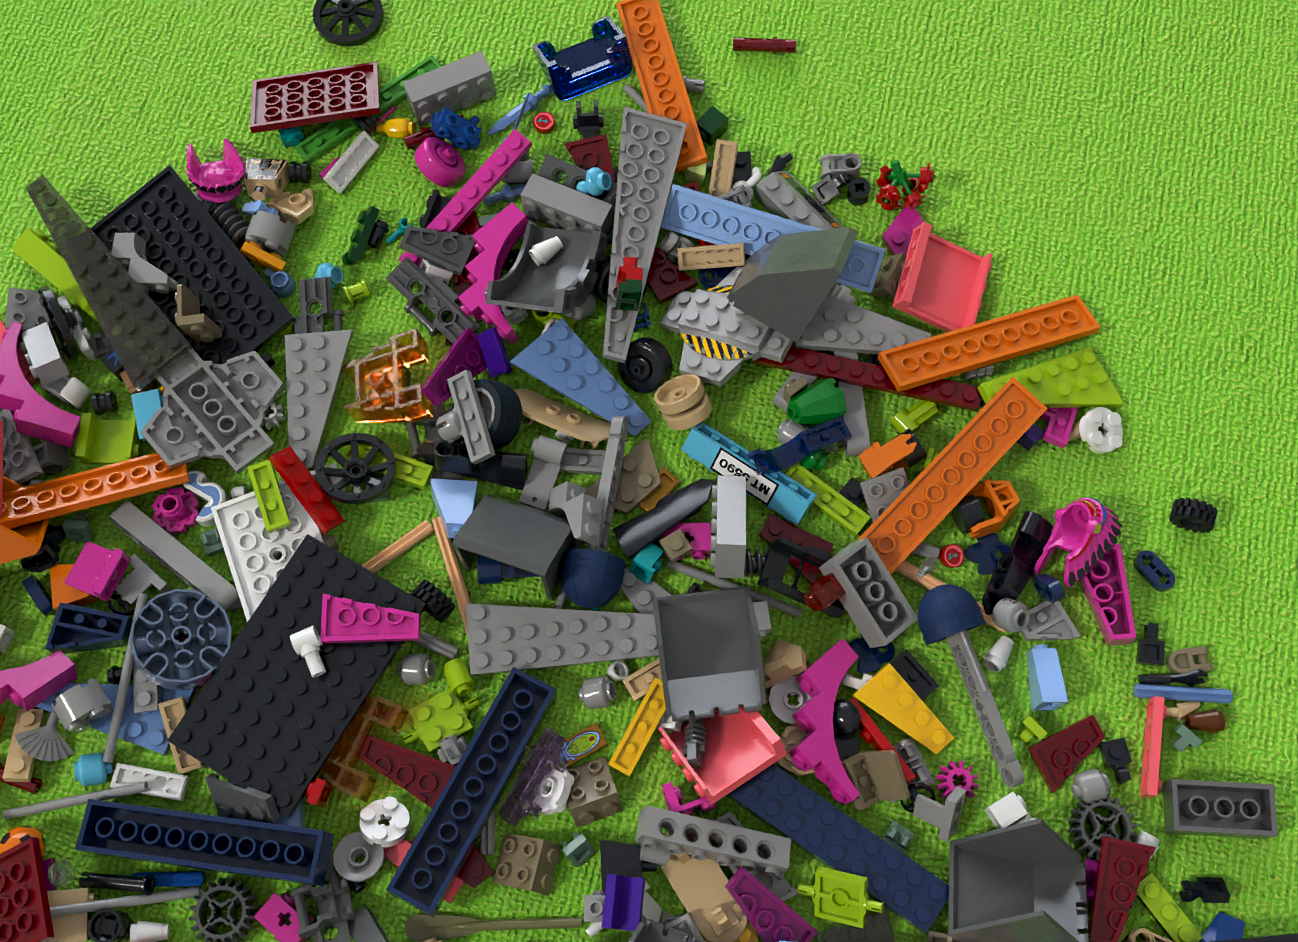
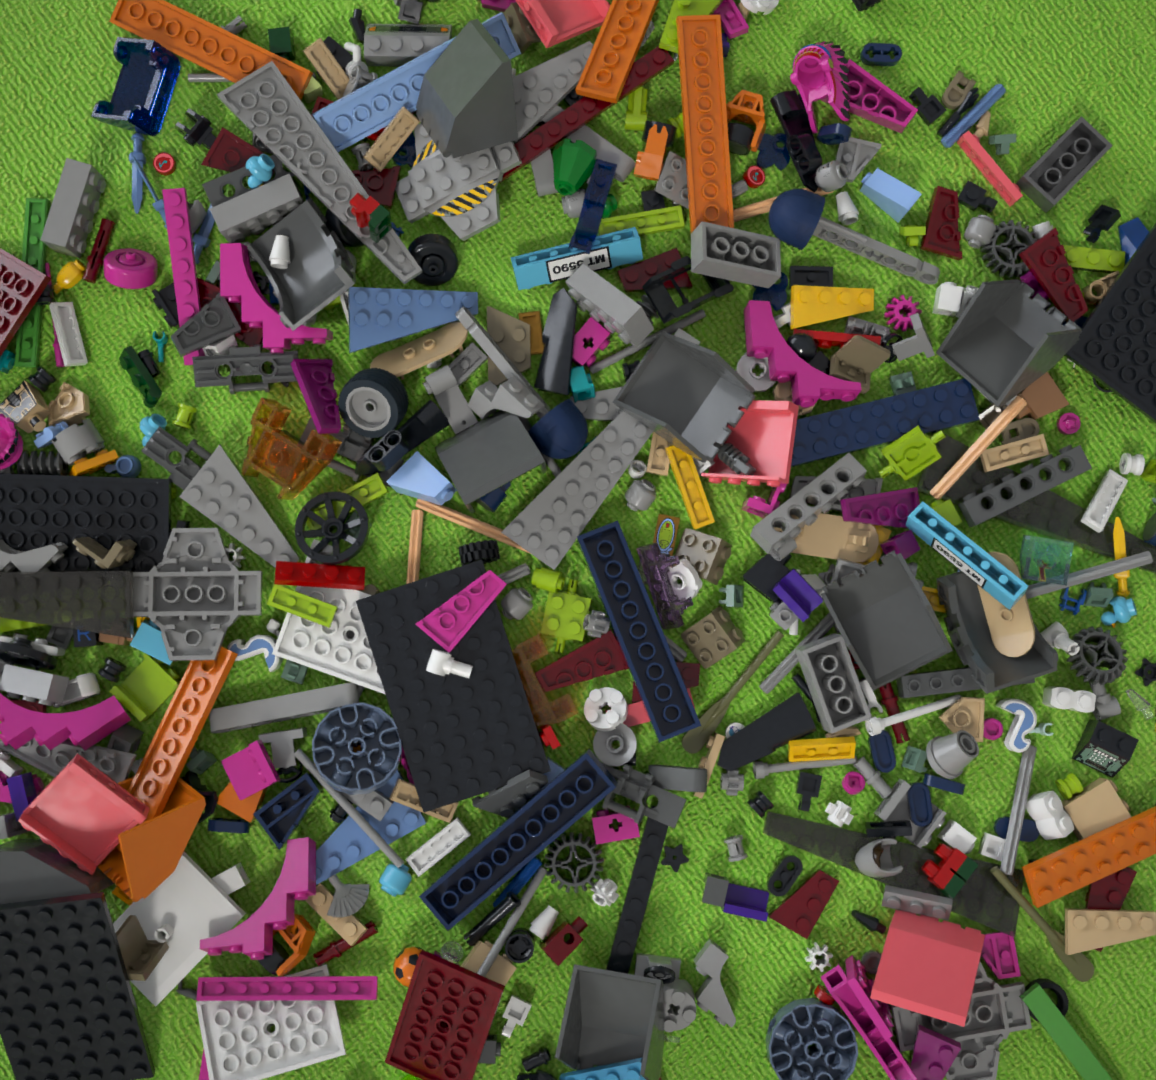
camera: 55 degrees left, 15 degrees up
(75, 800) = (408, 907): light grey piece -> none
(82, 705) = (346, 853): light grey brick -> none
(176, 510) = (257, 677): dark pink plant -> none
(458, 130) = (113, 233): blue brick -> none
(466, 419) = (369, 419): light grey plate -> none
(494, 353) = (328, 357): dark purple panel -> none
(668, 241) = (349, 157): white tile -> none
(675, 545) = (587, 354): dark tan plate -> none
(683, 402) = (487, 257): tan wheel -> none
(783, 662) = (732, 349): tan plate -> none
(793, 388) = (546, 172): dark tan plate -> none
(823, 592) = (712, 284): clear red brick -> none
(928, 566) = (749, 198): clear bar -> none
(1207, 721) = (1005, 116): reddish brown cone -> none

